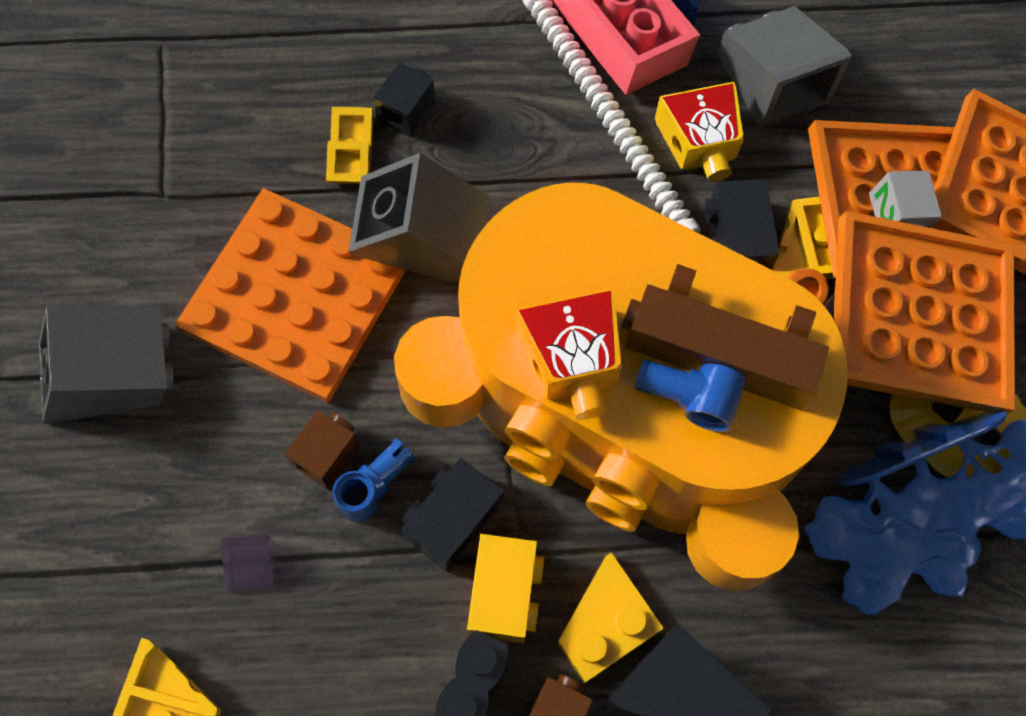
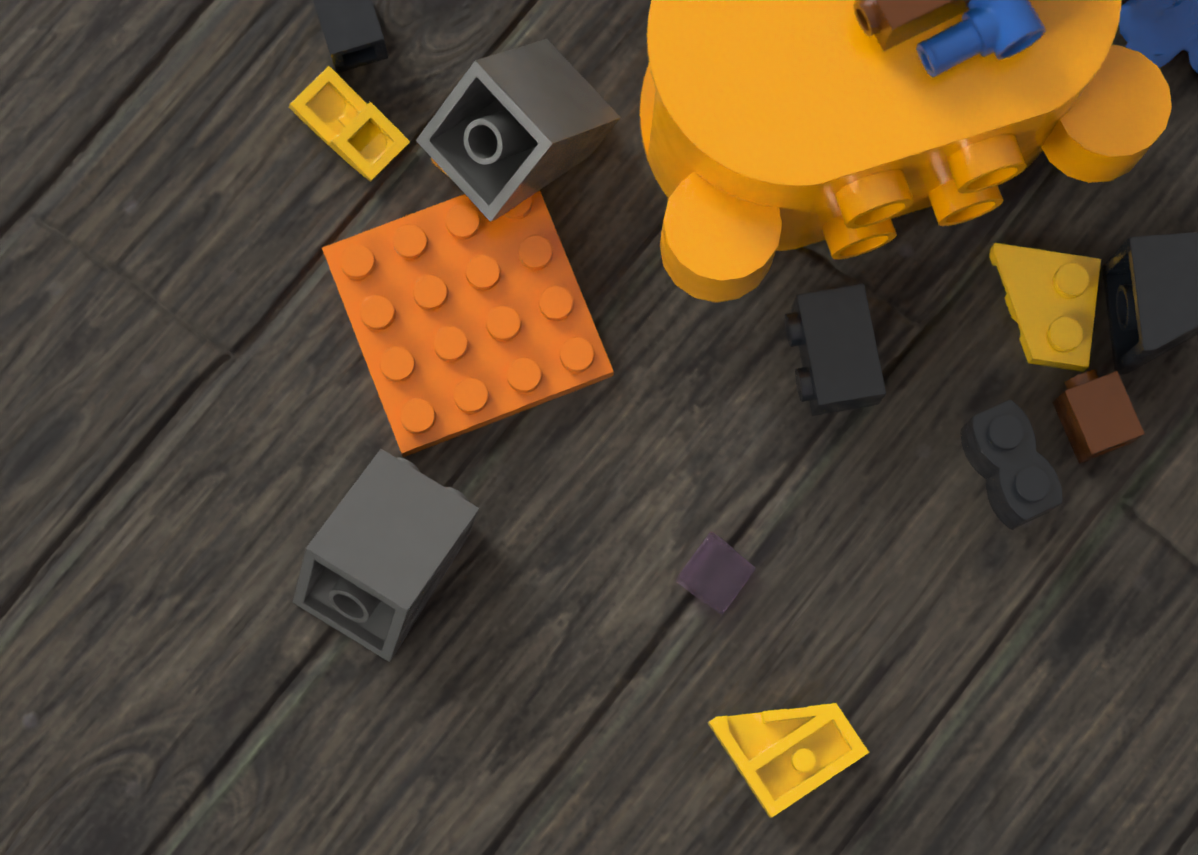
camera: 50 degrees left, 10 degrees up
(323, 448) = (666, 413): reddish brown brick -> none
(372, 479) = (738, 394): blue pin -> none
(503, 588) = (946, 364): yellow brick -> none
(573, 348) = (856, 94): torso -> none

